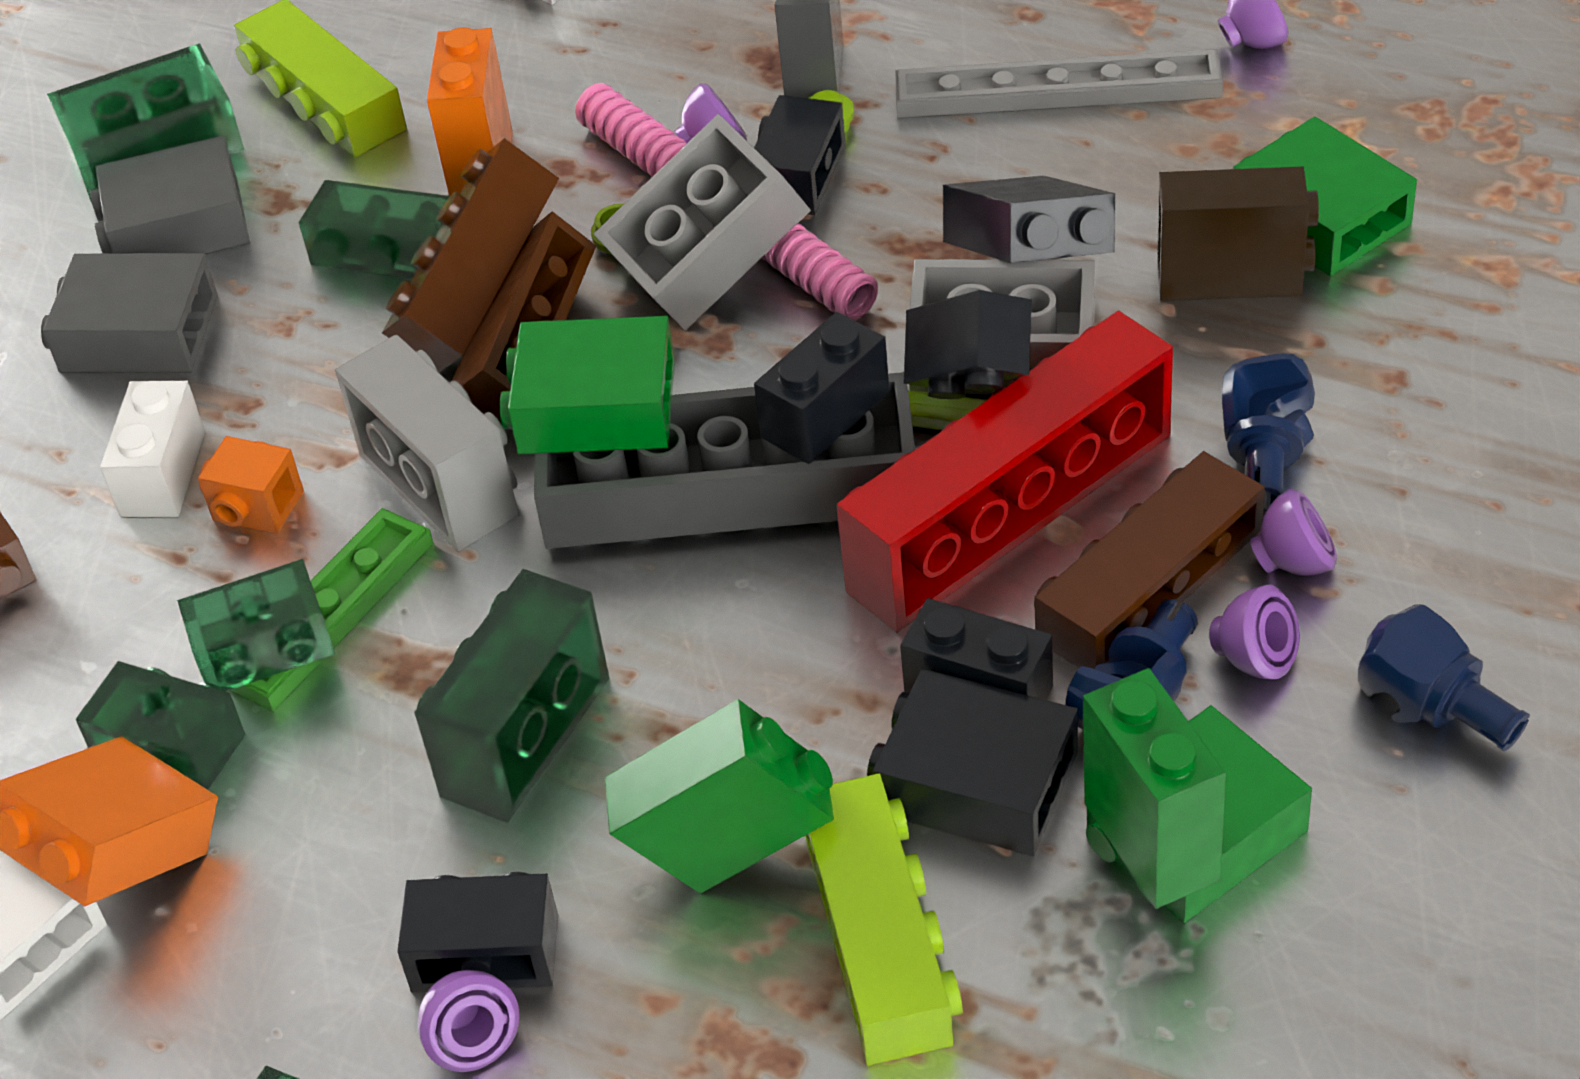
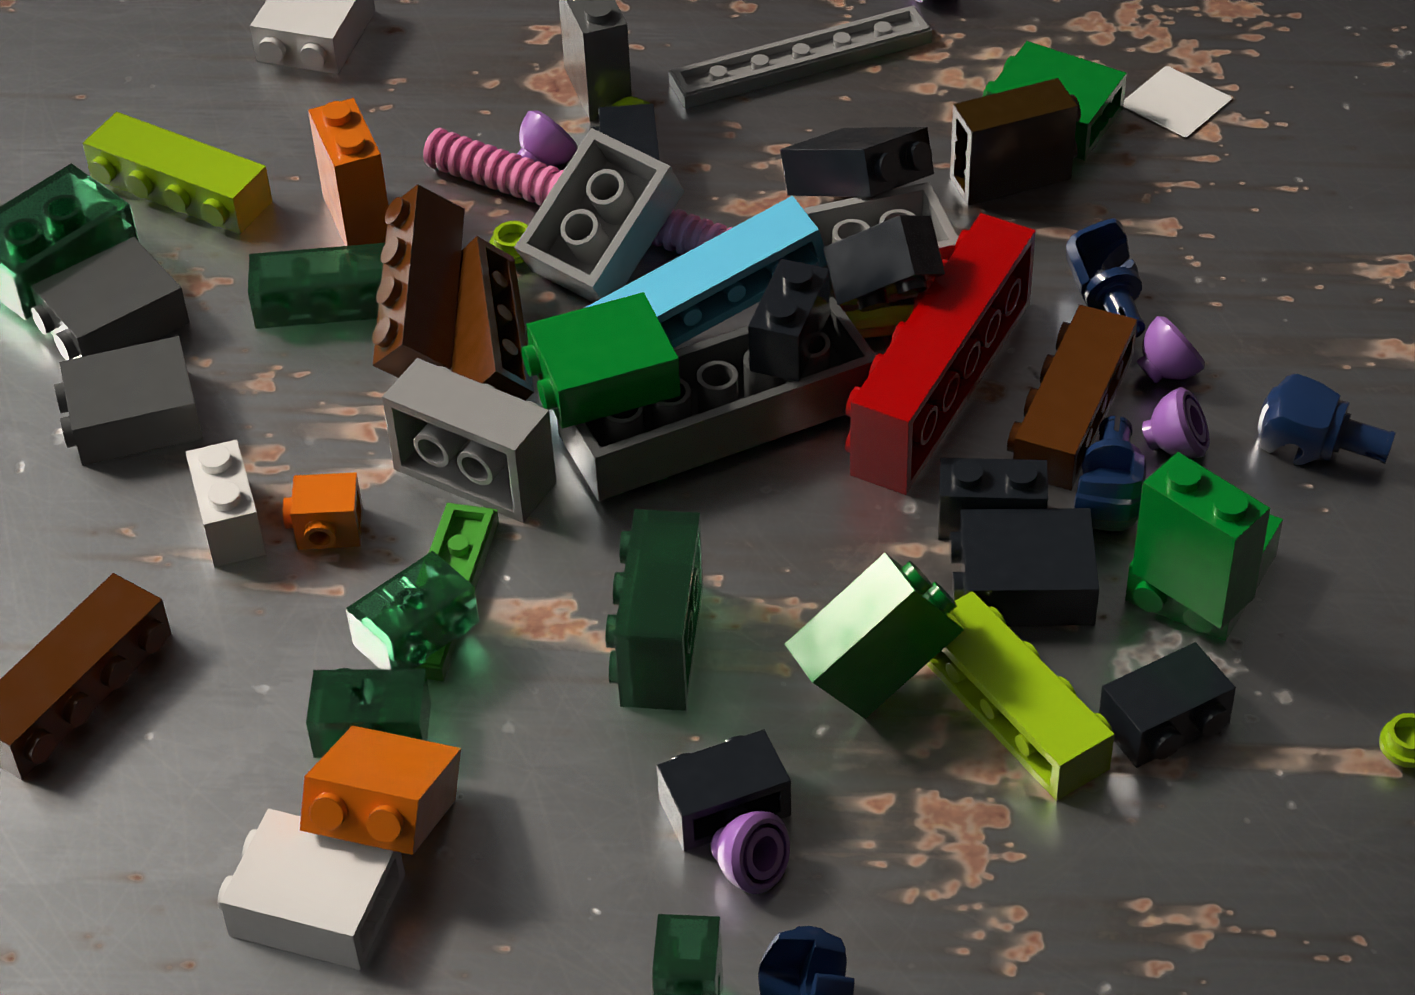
camera: 25 degrees left, 0 degrees up
(753, 326) = (726, 271): none -> medium azure brick
(1051, 986) = (1167, 704): none -> black brick
(1483, 228) = (1176, 101): none -> white sticker

